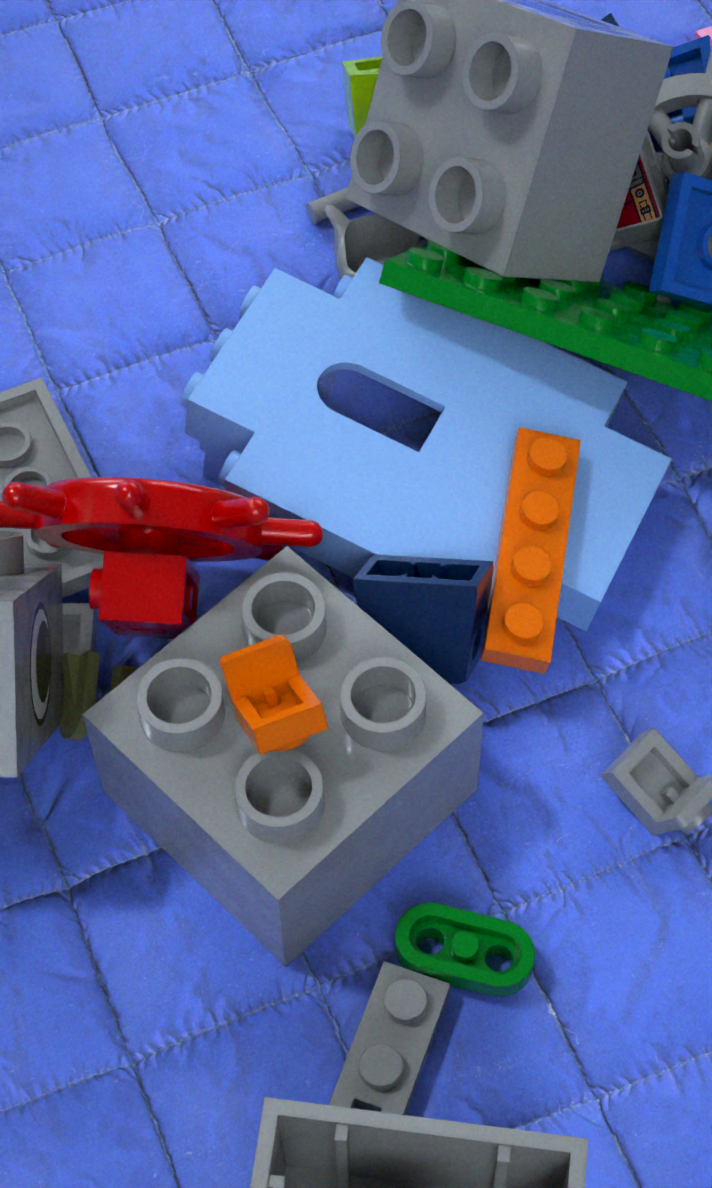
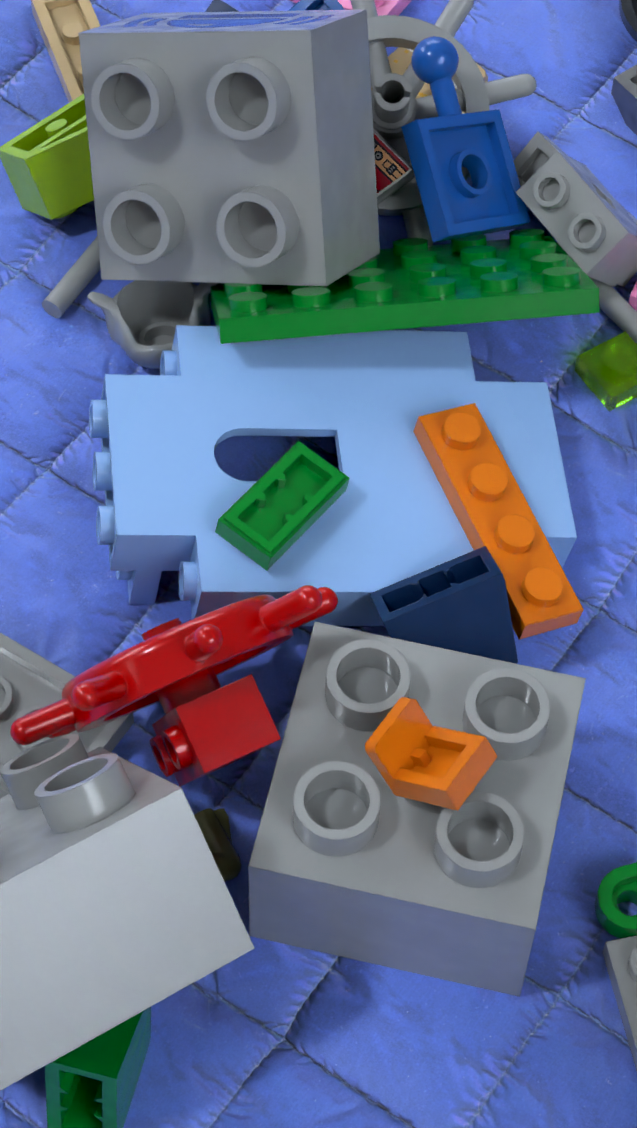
camera: 35 degrees left, 0 degrees up
(340, 441) = (282, 505): none -> green plate

